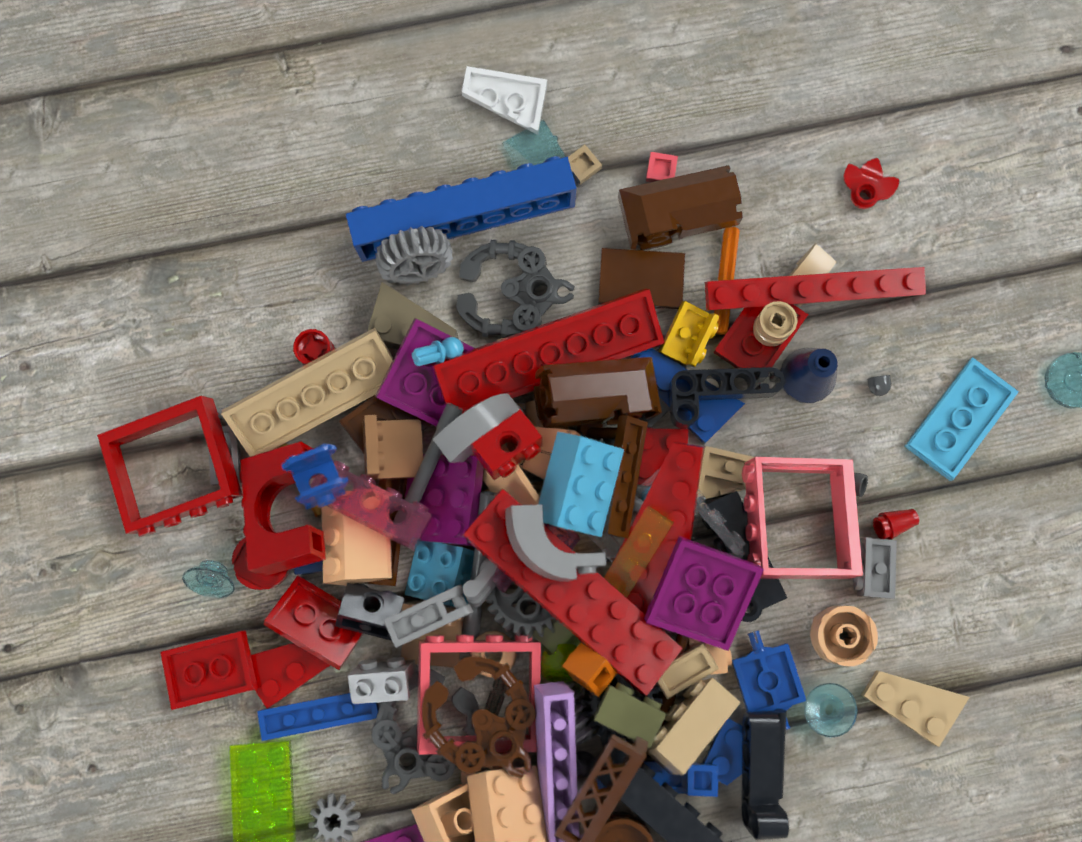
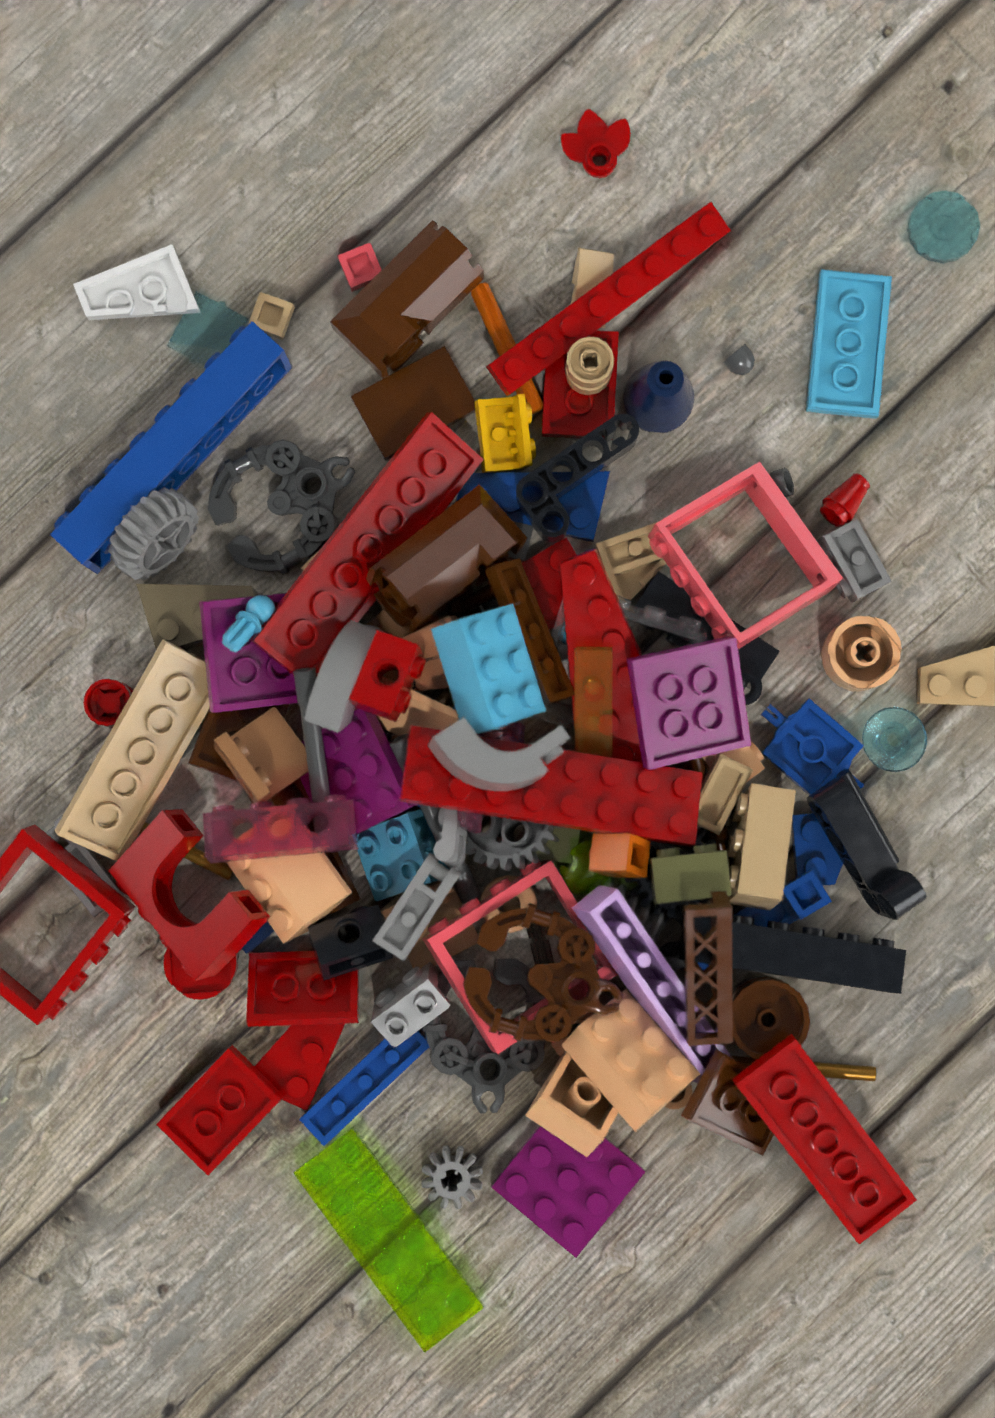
camera: 30 degrees left, 5 degrees up
(209, 579) = (158, 1017): clear light blue piece -> none
(312, 463) = (194, 824): blue piece -> none

